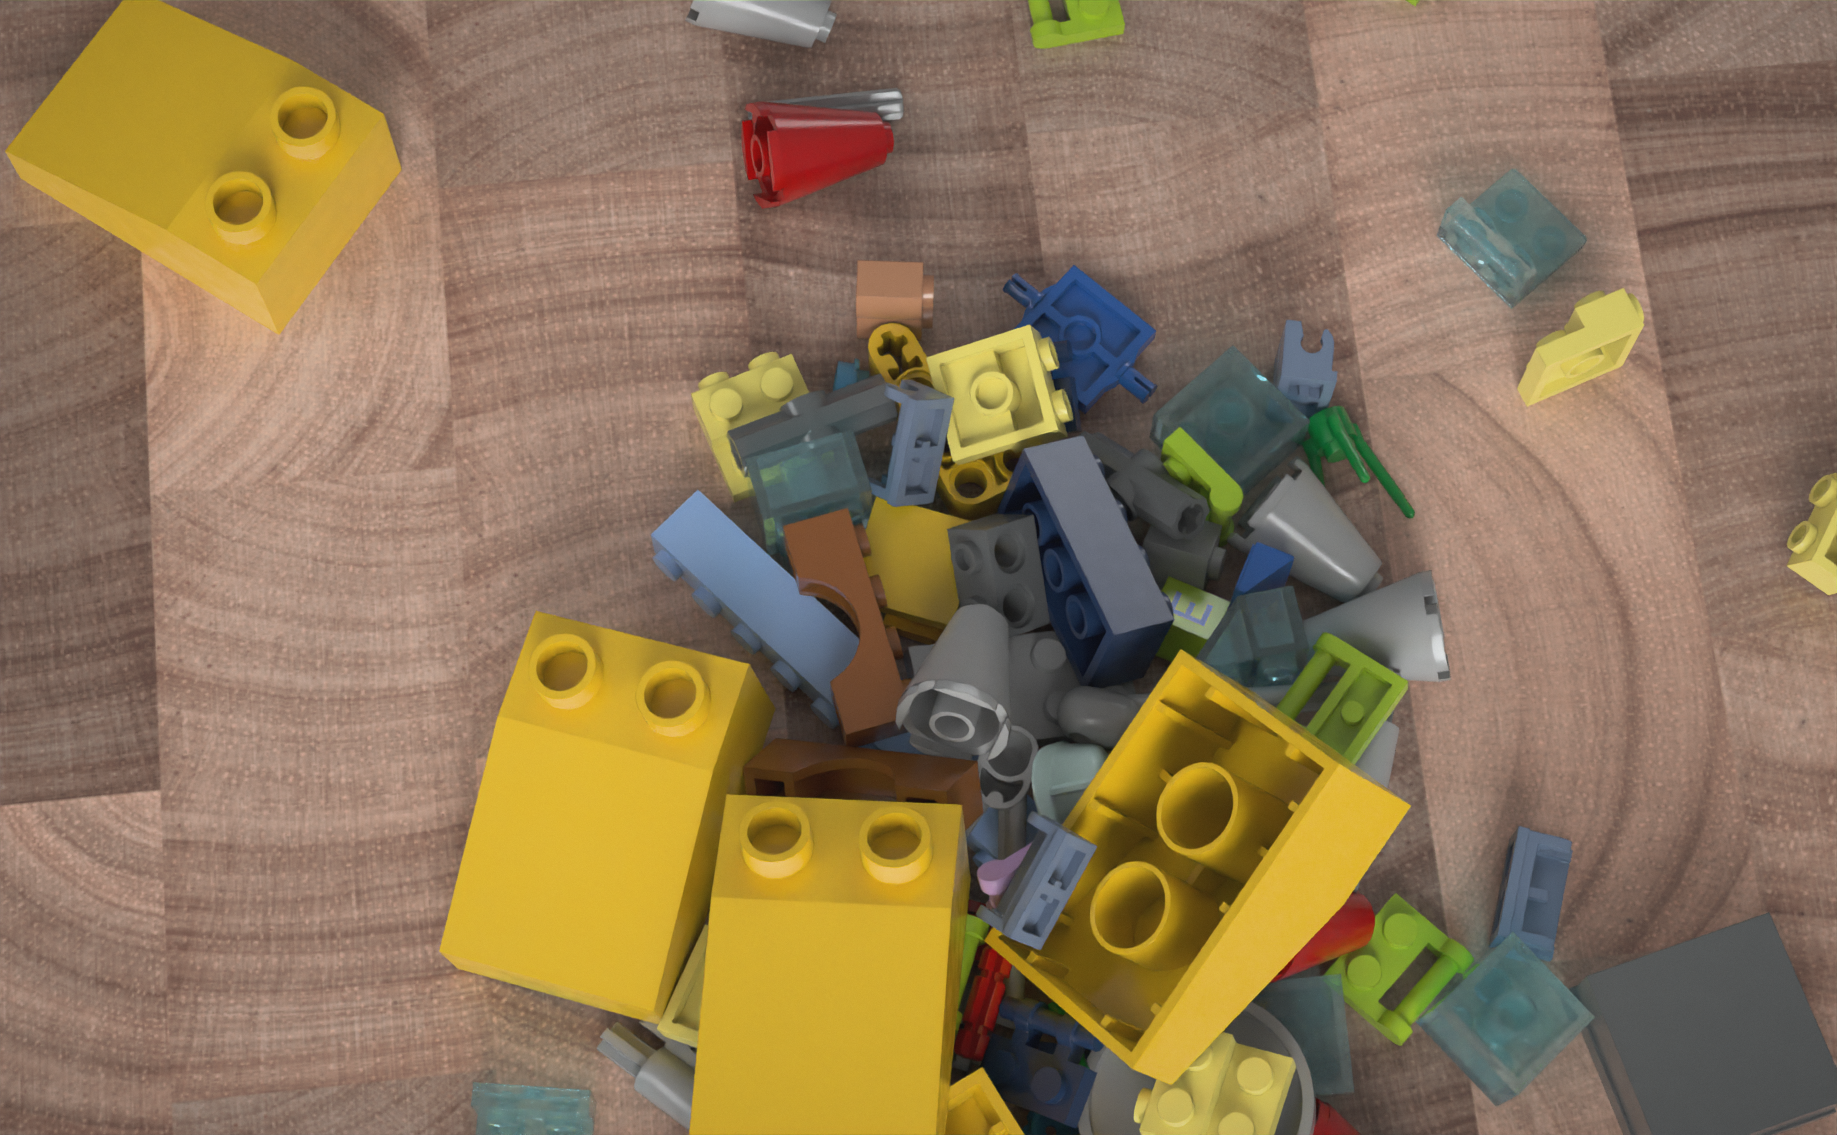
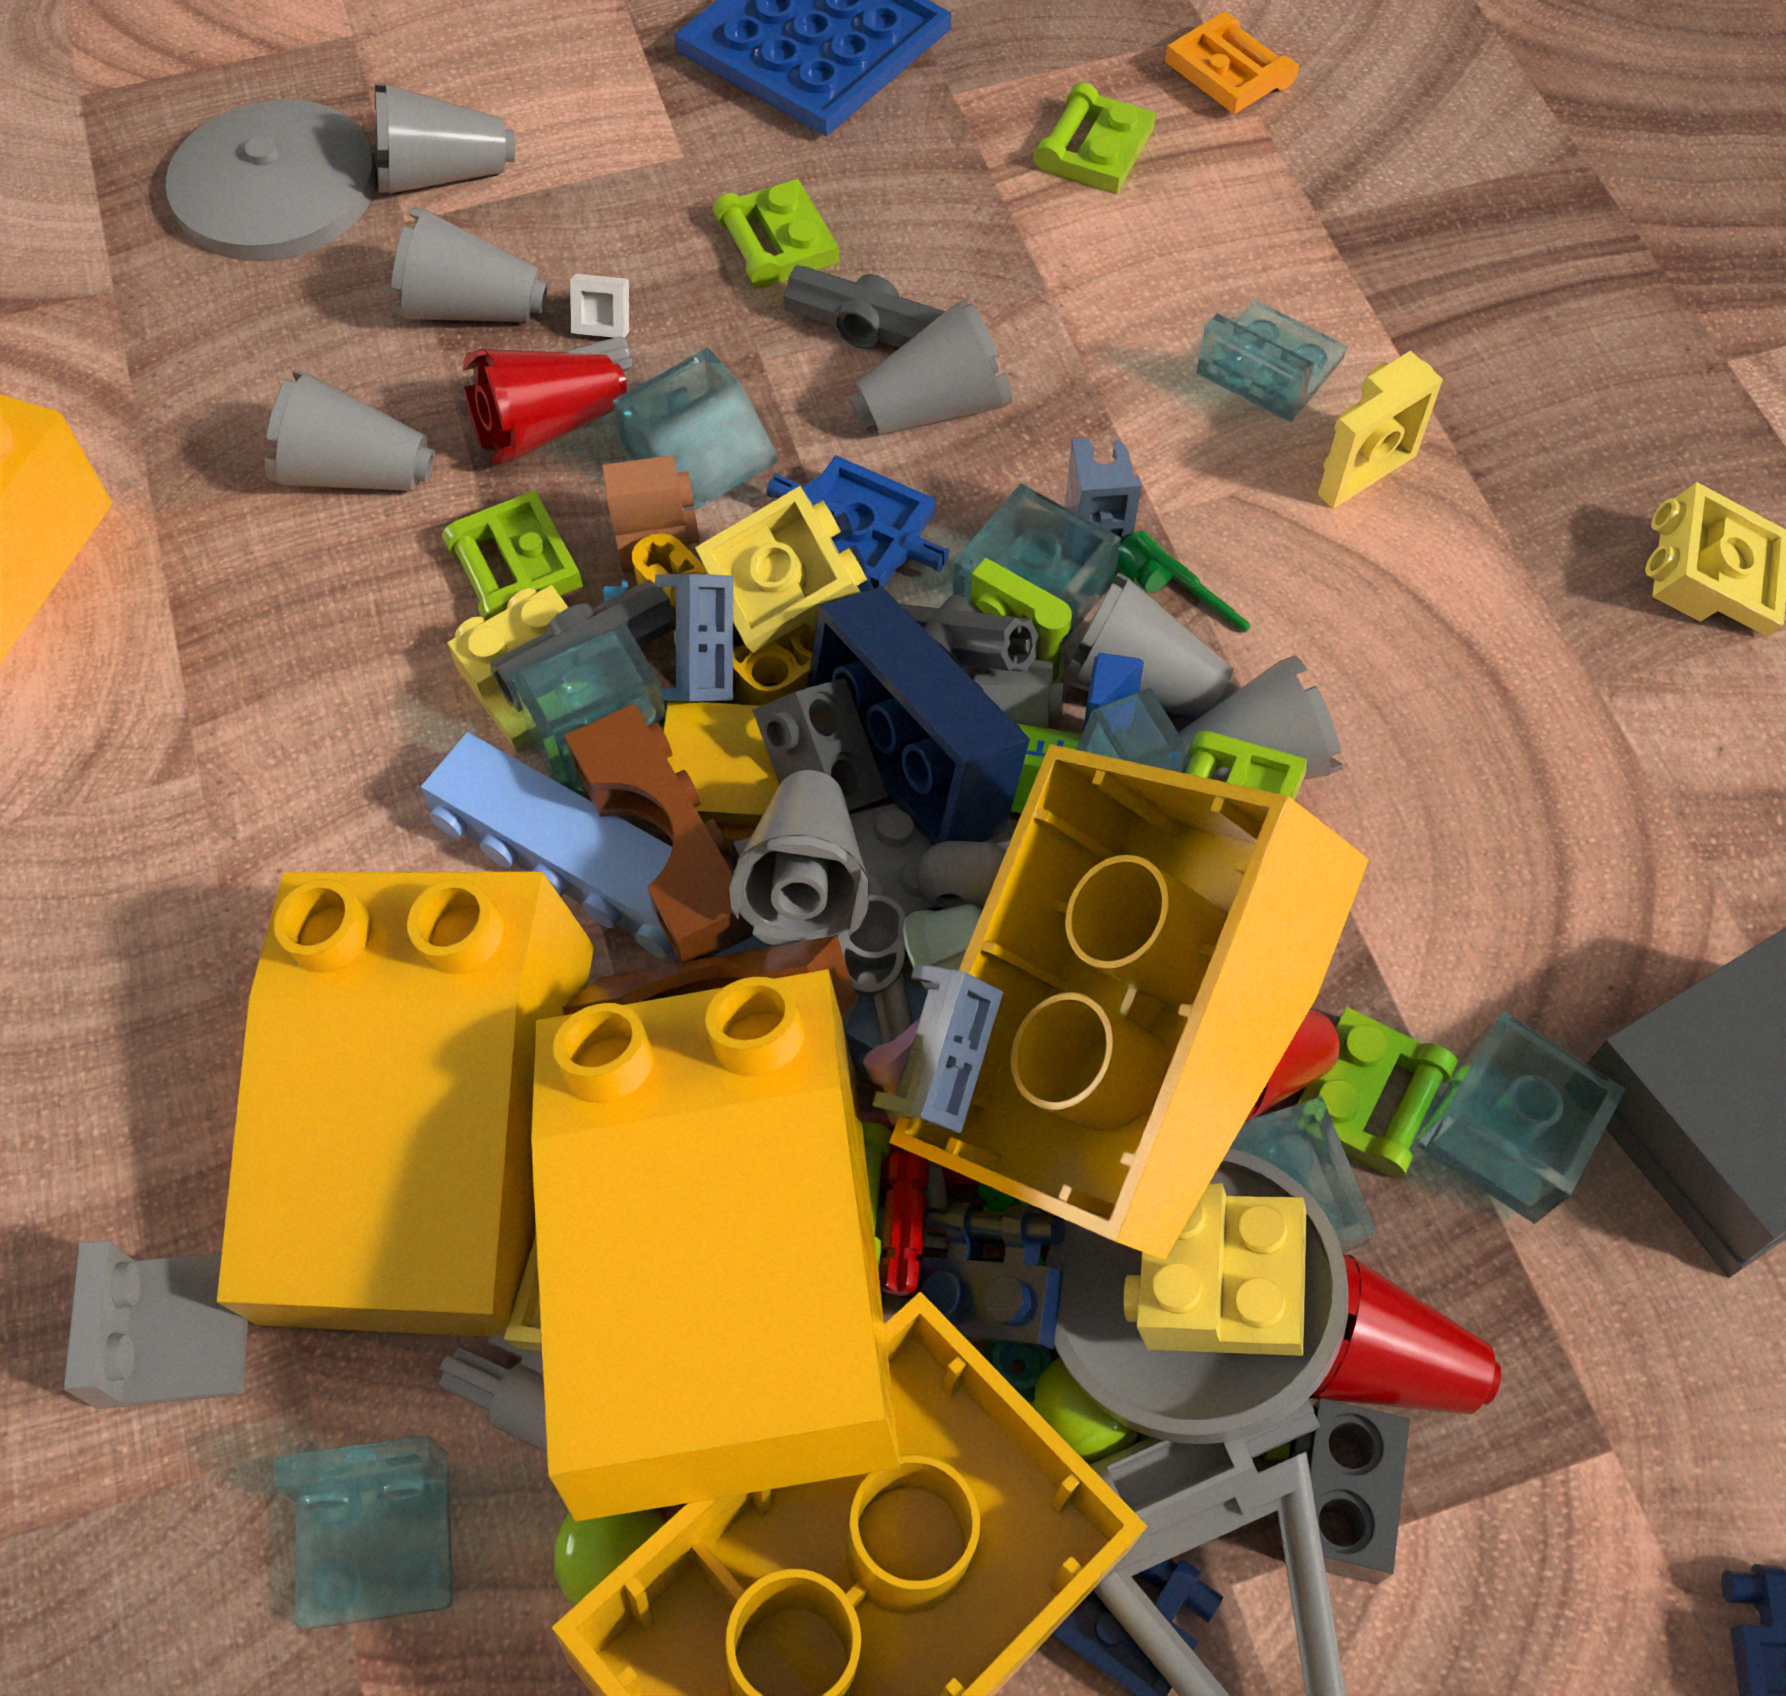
camera: 10 degrees left, 10 degrees down
(386, 958) = (151, 1330): none -> light grey bracket
(625, 163) = (341, 441): none -> light grey cone
(776, 302) = (527, 545): none -> lime plate
(882, 50) = (599, 305): none -> white tile
(949, 214) = (702, 420): none -> clear light blue slope
(1136, 106) = (859, 310): none -> dark grey piece
(1181, 201) = (935, 376): none -> light grey cone
(1532, 890) = (1493, 966): sand blue hinge -> none

